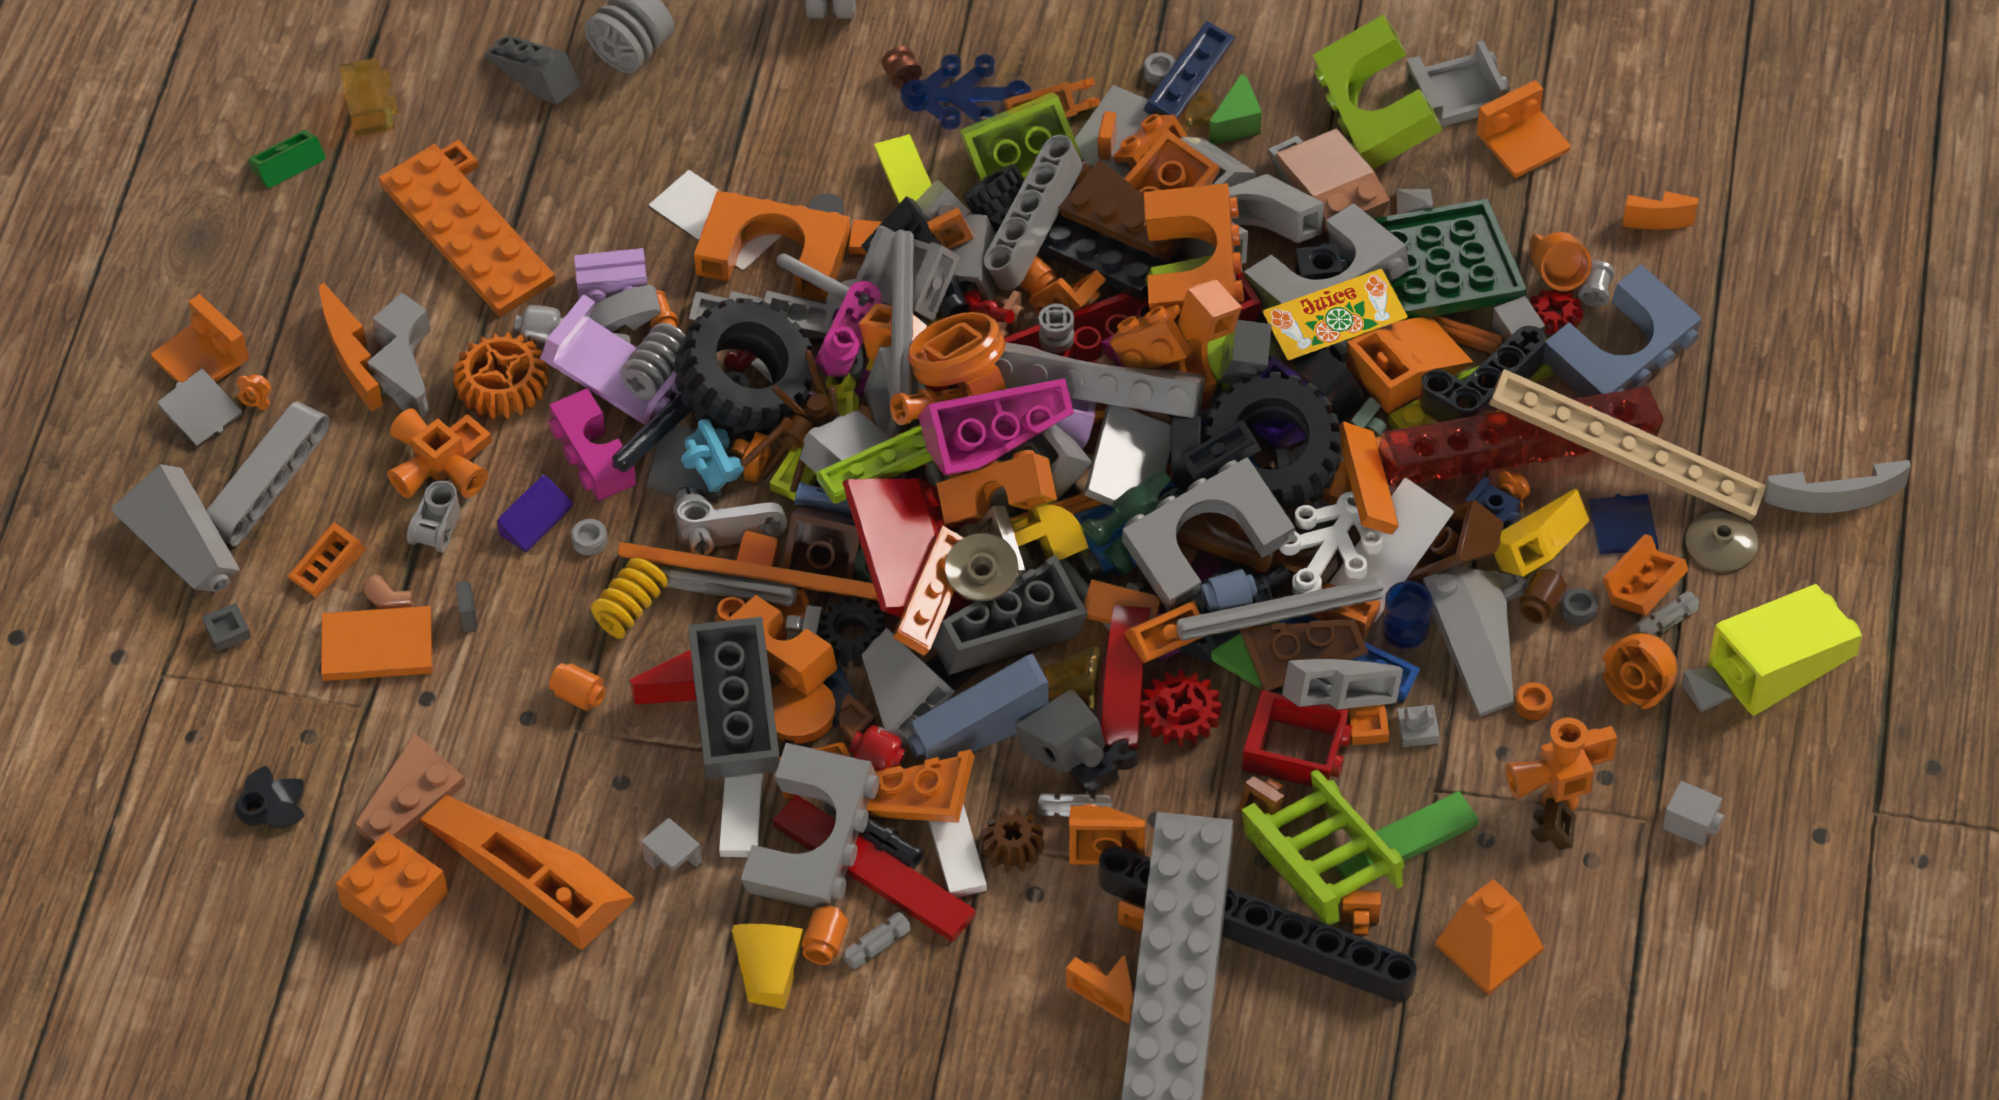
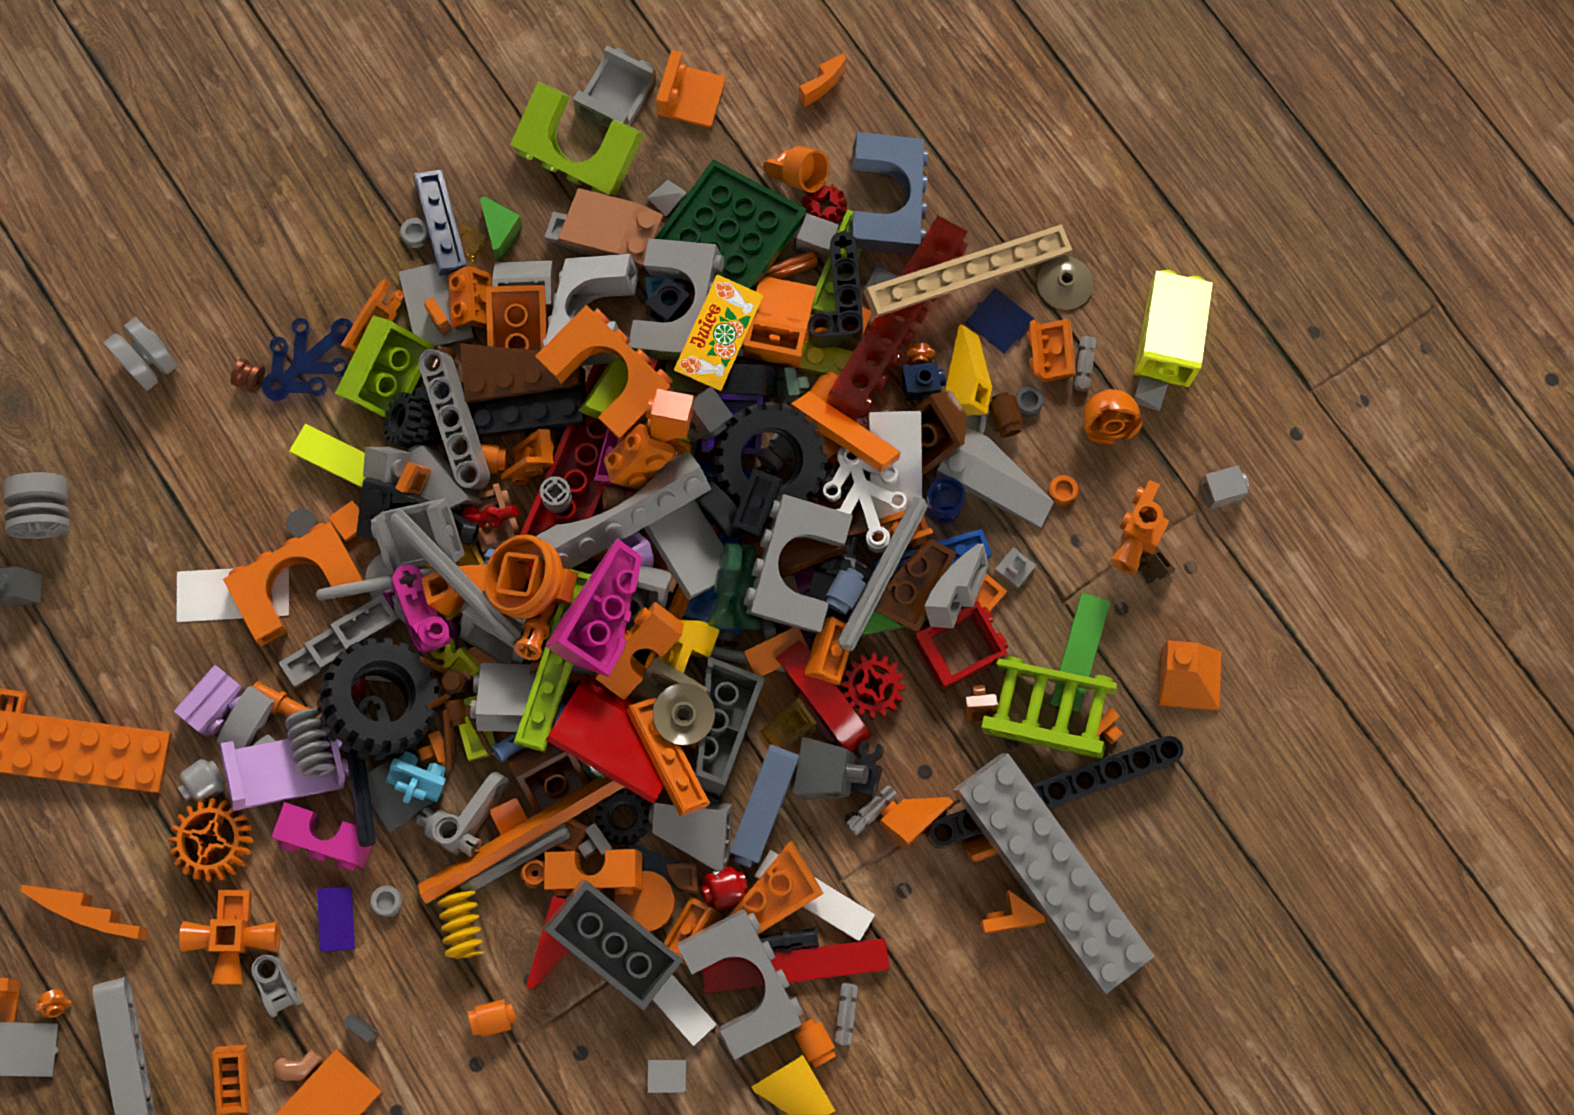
camera: 50 degrees left, 20 degrees up
(399, 331) = (133, 900): light grey arch -> none
(1012, 840) = (855, 878): reddish brown gear -> none
(1595, 287) = (837, 168): light grey bush -> none
(1793, 493) = (1081, 212): light grey slope -> none

